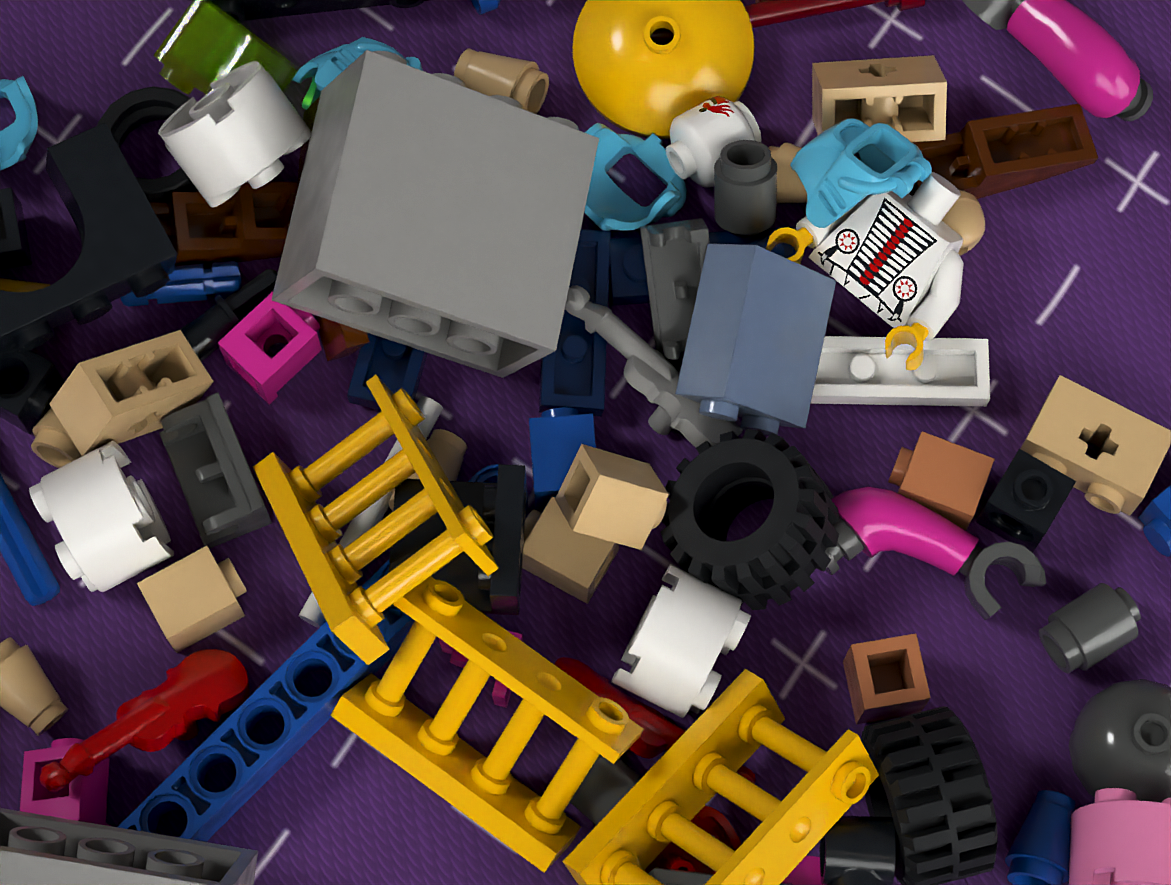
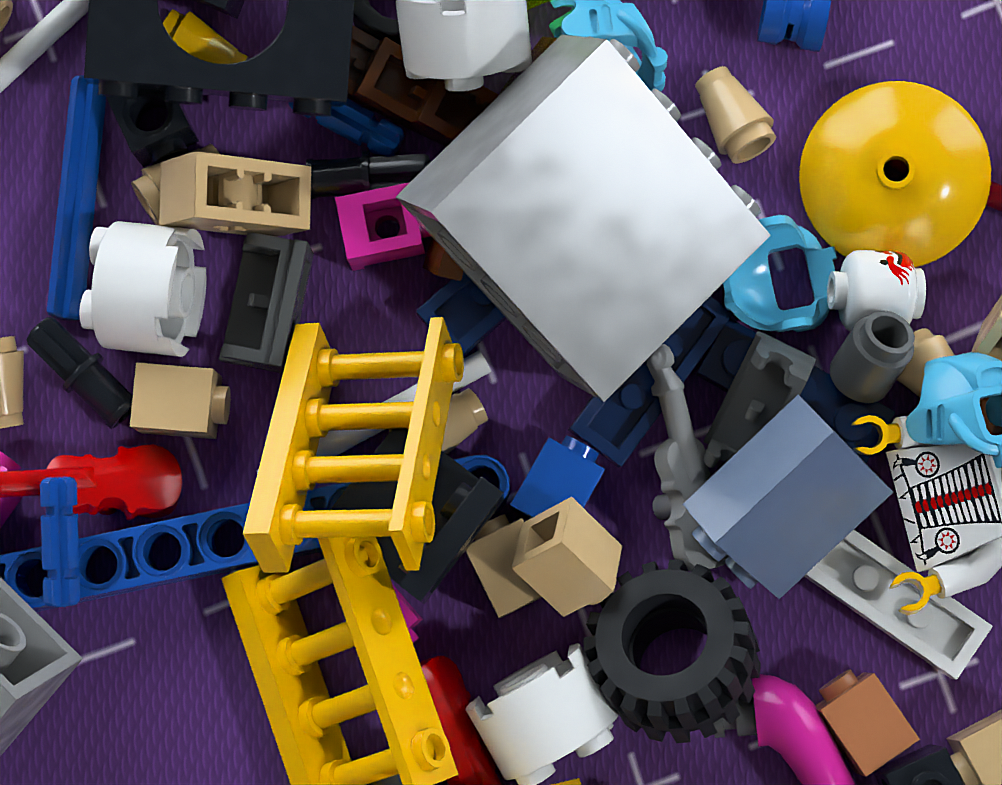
camera: 40 degrees right, 10 degrees up
(91, 630) = (81, 371): none -> black axle
(172, 766) = (60, 541): none -> blue axle

